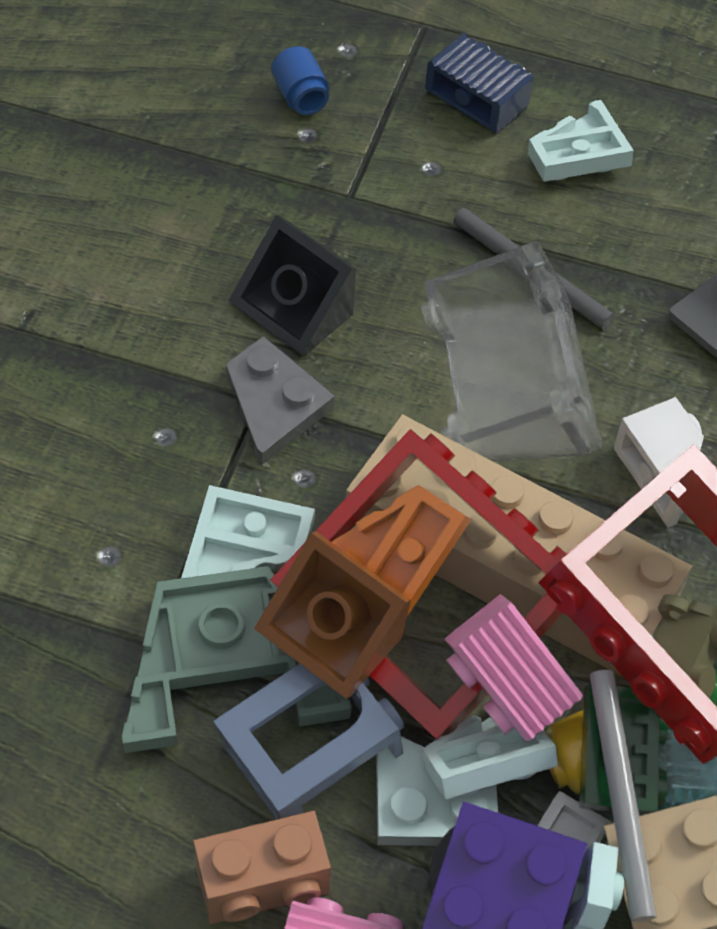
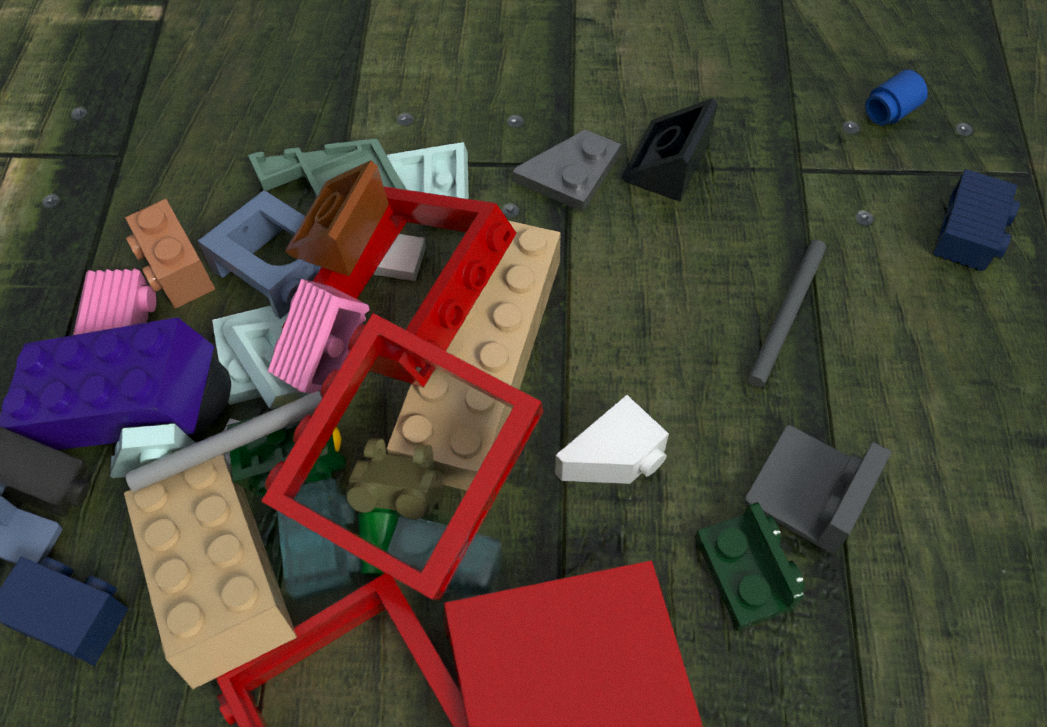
camera: 80 degrees right, 5 degrees up
(406, 541) = (396, 234): orange wing -> none
(513, 359) = (670, 321): clear windscreen -> none
(580, 146) = (950, 315): light aqua wing -> none

